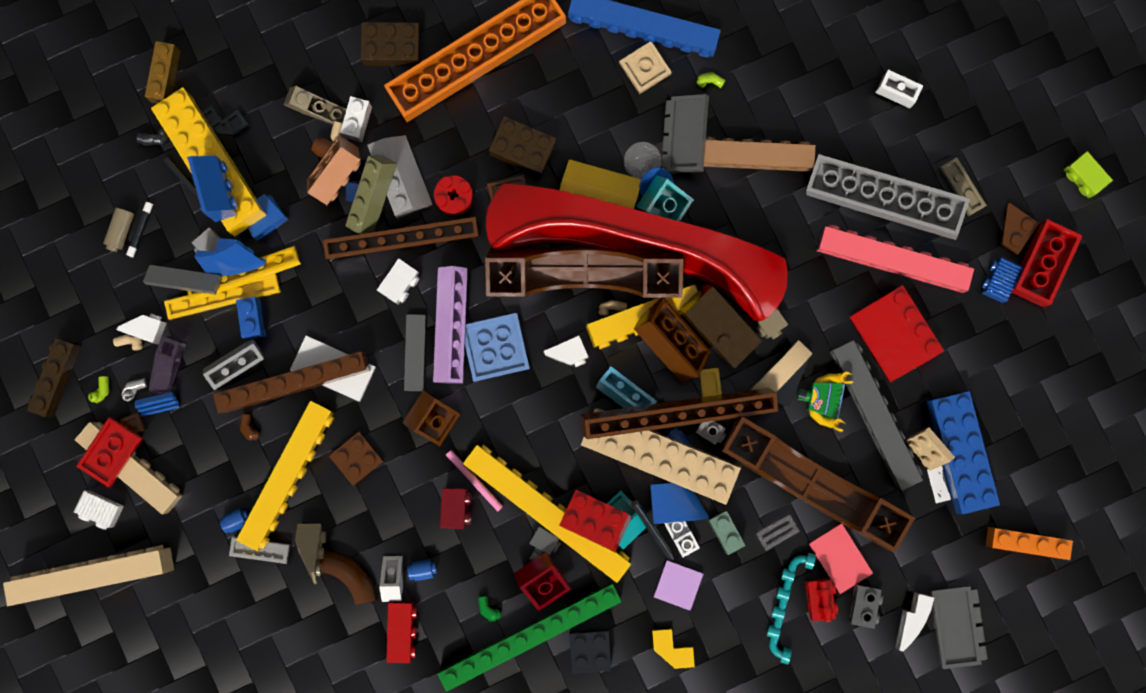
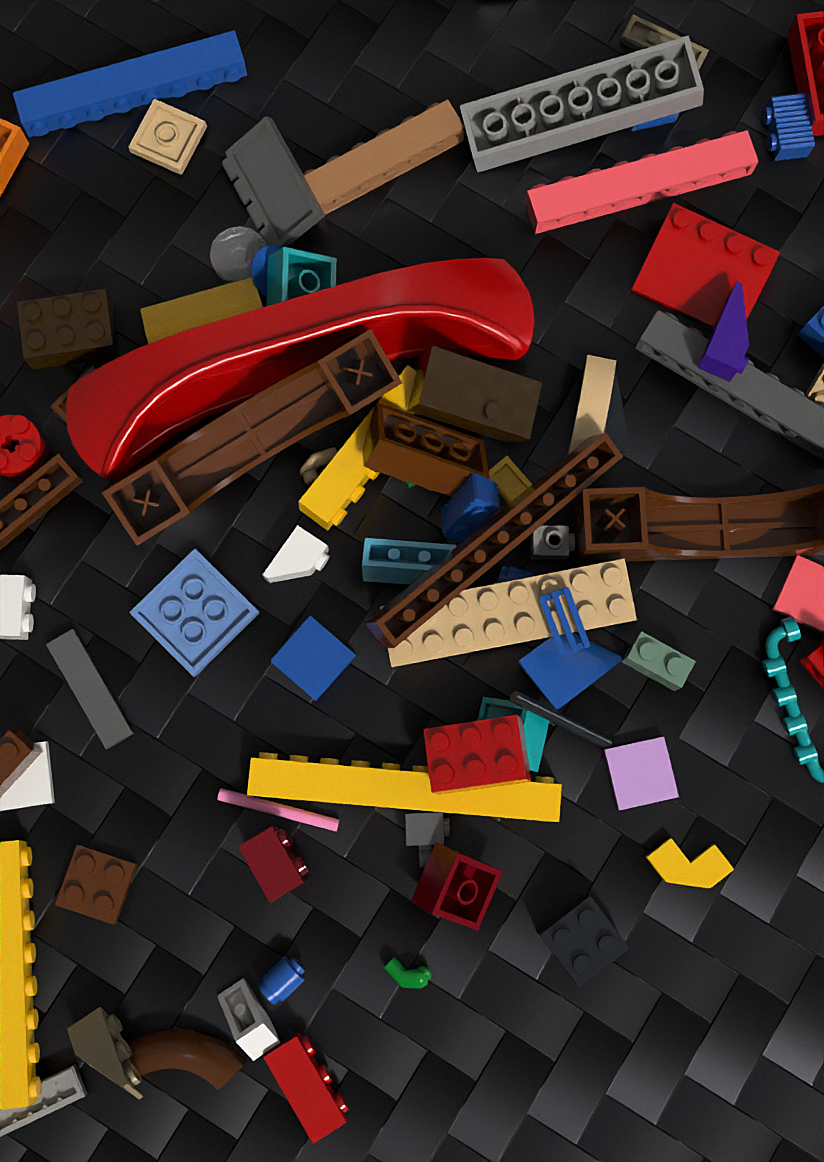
camera: 40 degrees left, 5 degrees down
(431, 418) = (166, 762): reddish brown slope -> none
(450, 325) = (114, 620): lavender brick -> none
(529, 637) = (486, 978): green brick -> none
(542, 412) = (313, 658): none -> blue tile
(677, 386) = (469, 508): none -> blue brick
(682, 497) = (573, 646): none -> blue tile
(682, 537) = (604, 706): white slope -> none
(710, 77) = (261, 100): lime arm -> none
(771, 326) = (540, 358): dark tan brick -> none
(791, 524) = (734, 597): clear tile -> none
(825, 399) = (671, 408): torso -> none
(880, 382) = (729, 339): none -> dark purple slope
(1016, 229) = (764, 56): reddish brown wing -> none

